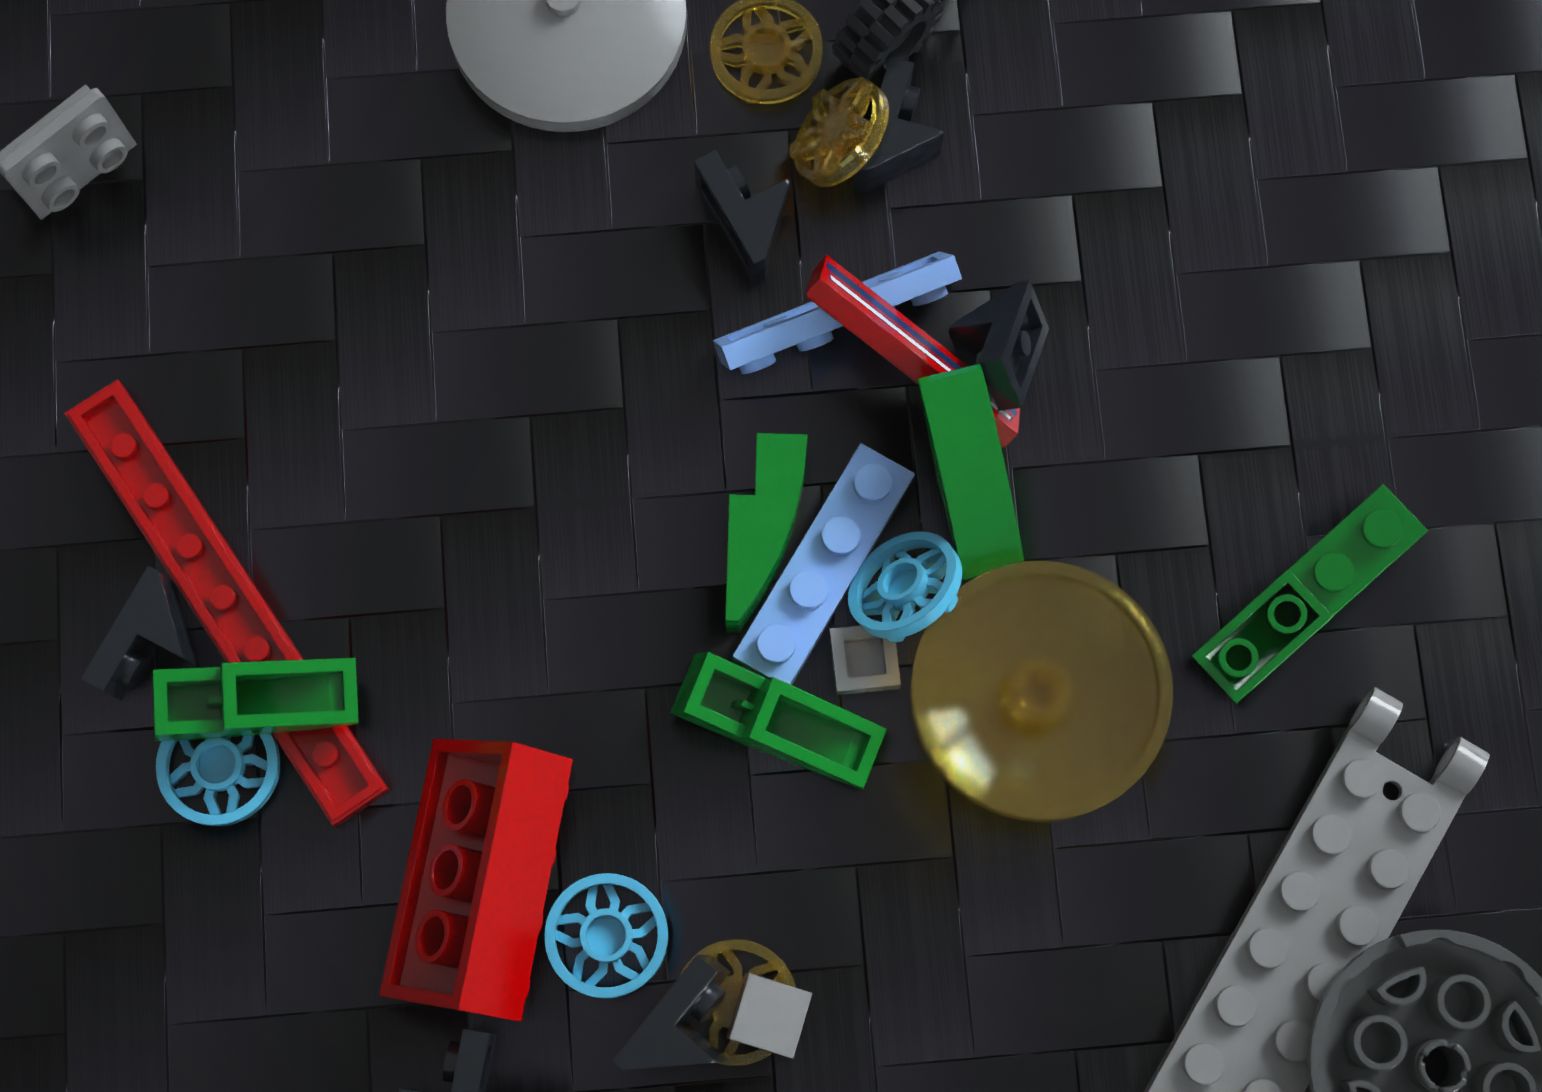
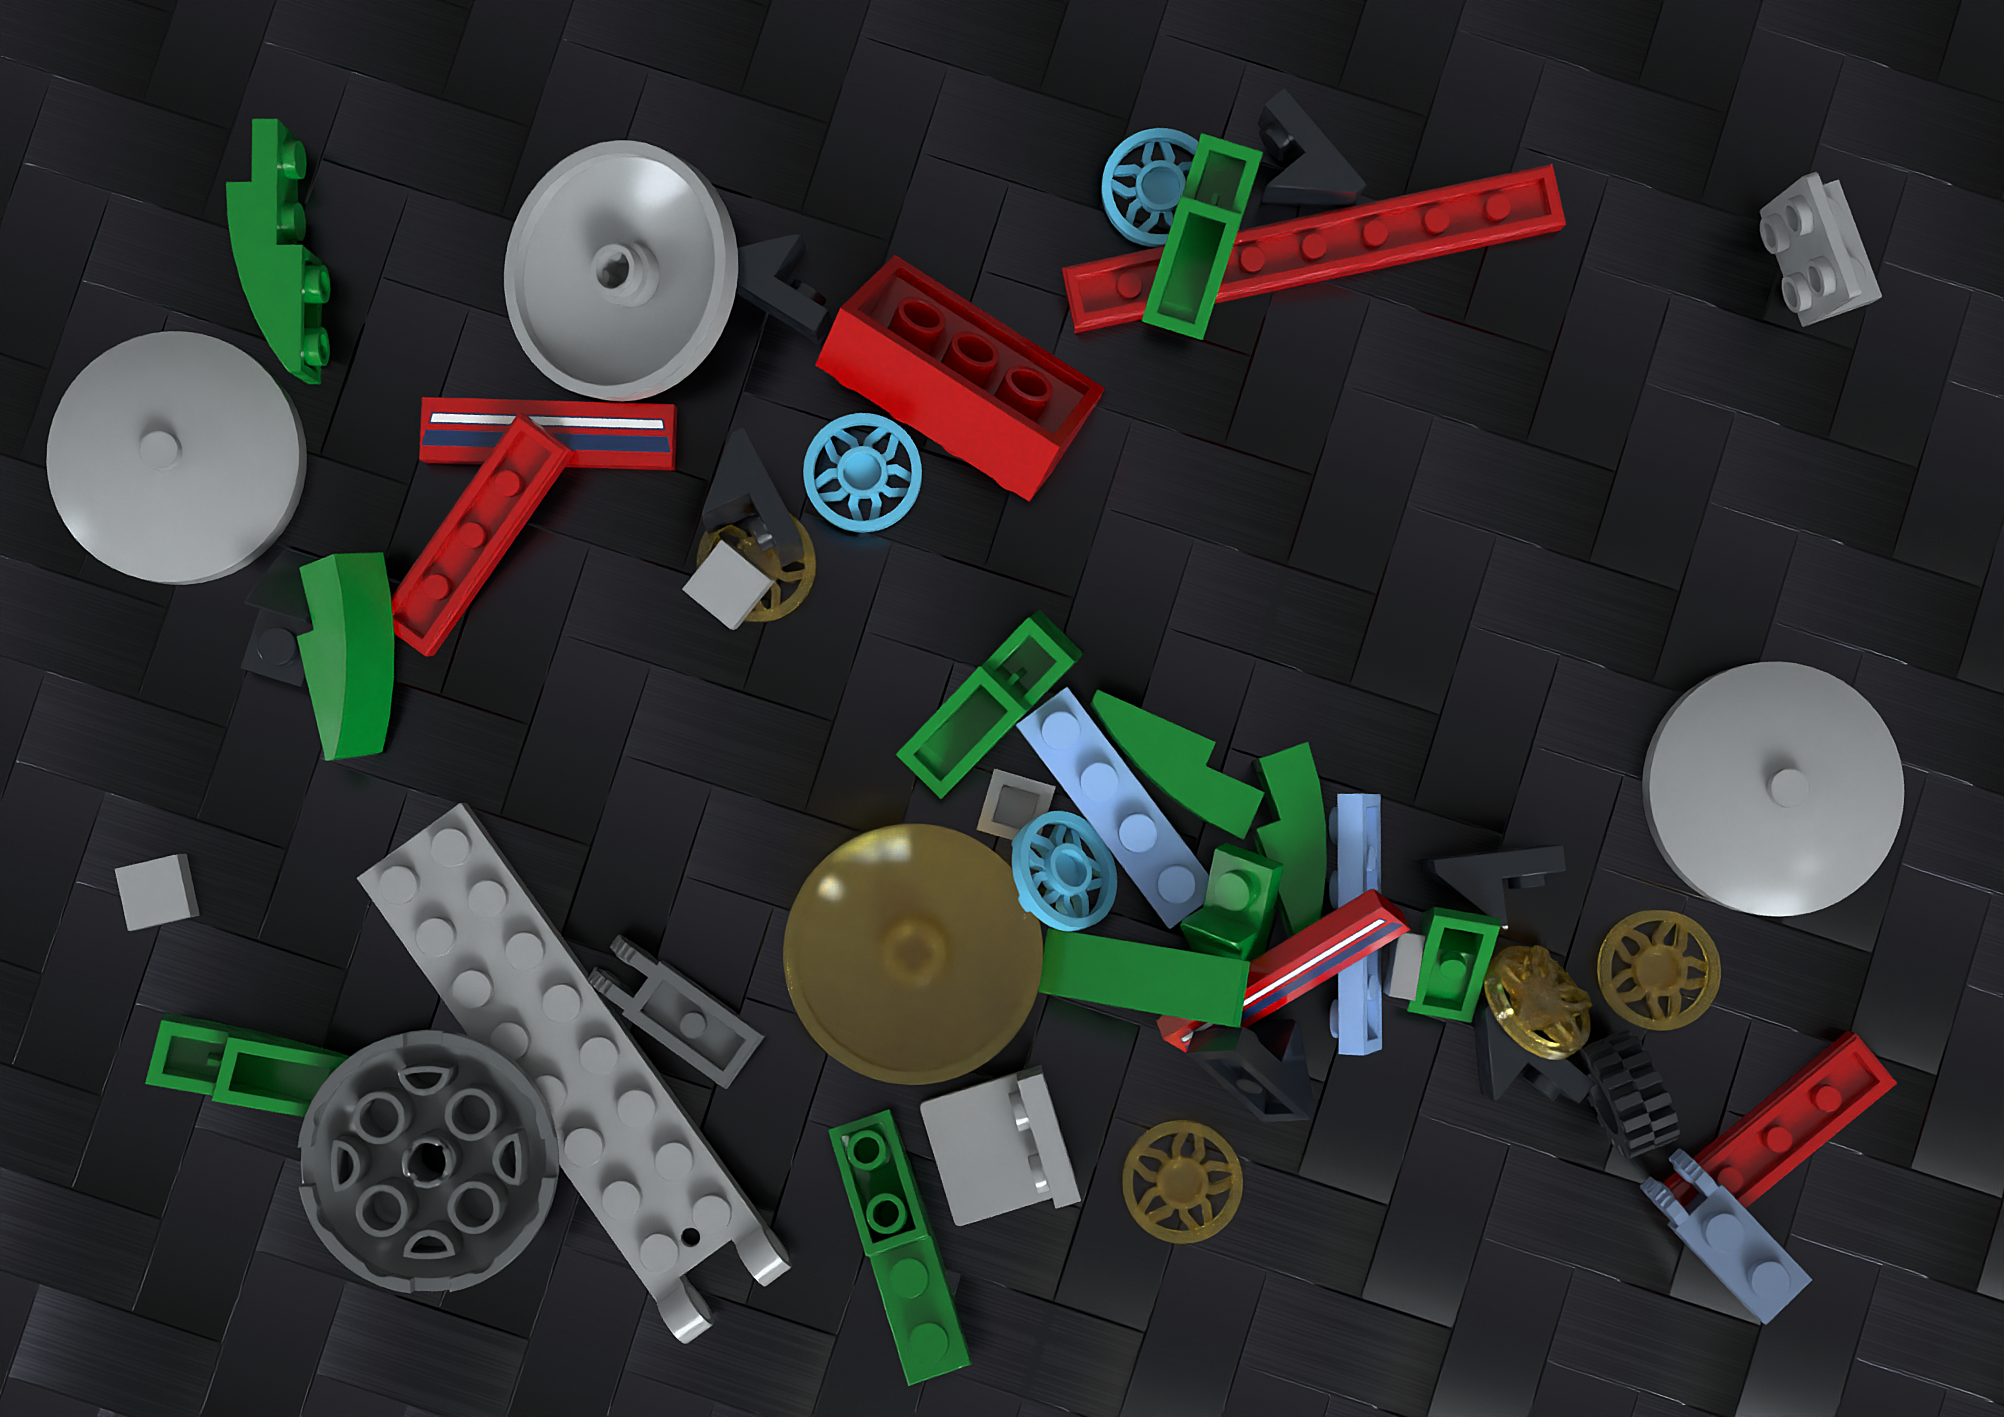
camera: 115 degrees right, 10 degrees up
(785, 396) = (1294, 834): none -> green slope
(838, 217) = (1453, 962): none -> green slope
(862, 255) = (1403, 966): none -> light grey tile
(870, 418) = (1235, 906): none -> green slope
(1134, 374) = (1182, 1182): none -> clear yellow wheel
(1177, 542) = (999, 1147): none -> light grey bracket
(1194, 889) = (681, 1014): none -> dark grey hinge

